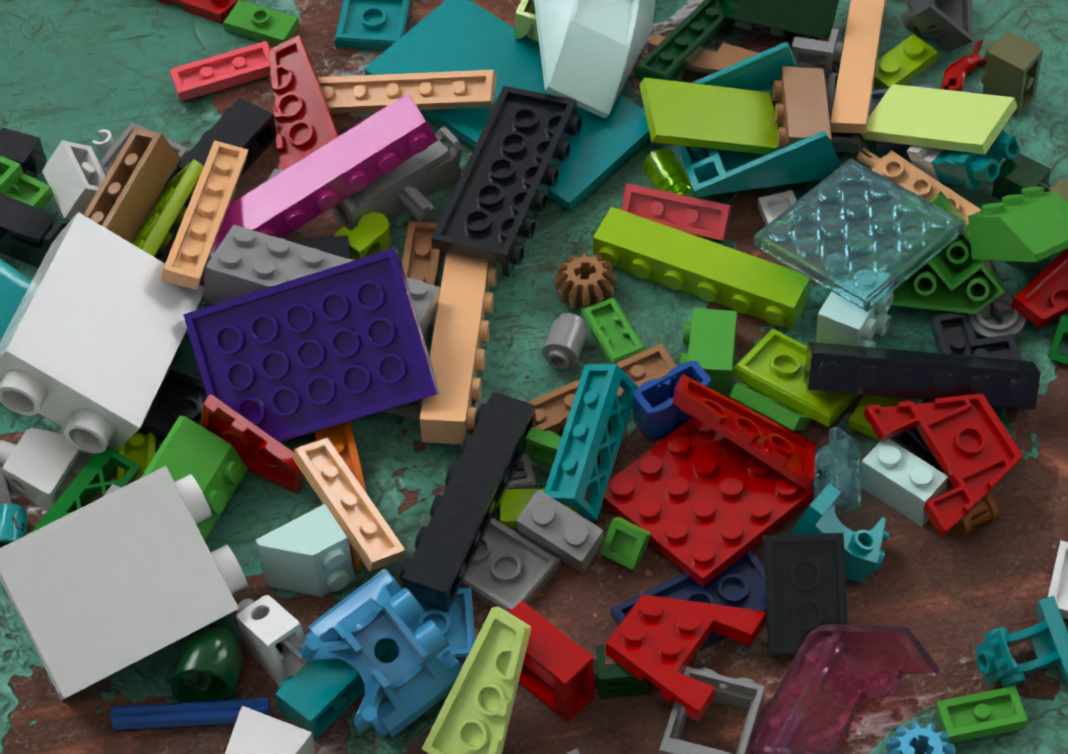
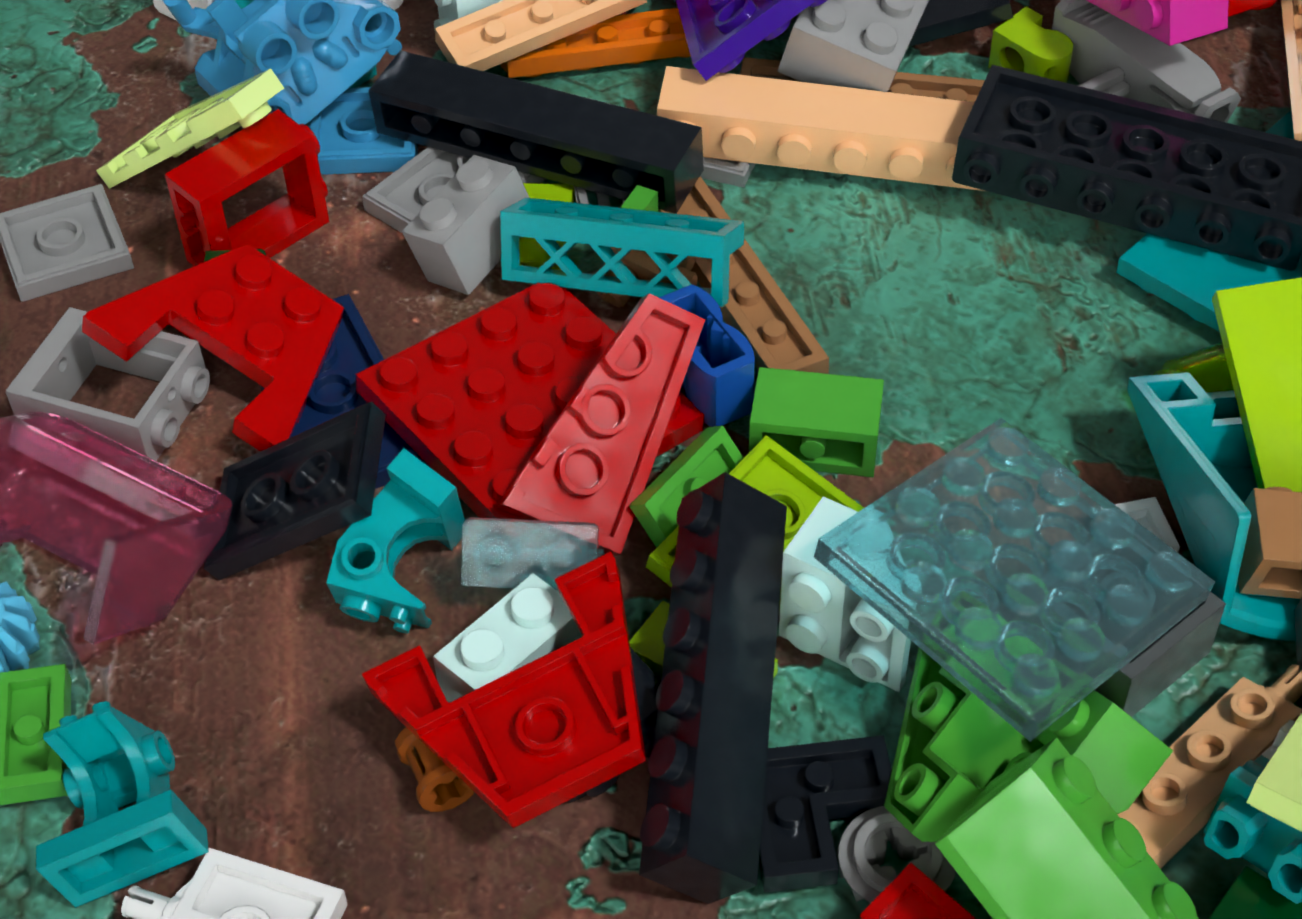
camera: 90 degrees right, 5 degrees down
(565, 341) = (838, 252): light grey brick -> none
(585, 281) = (958, 276): medium nougat gear -> none
(612, 331) = (861, 309): bright green plate -> none
(625, 543) = (453, 306): bright green plate -> none
(678, 211) = (1106, 417): coral plate -> none
(702, 268) = (1016, 364): lime brick -> none

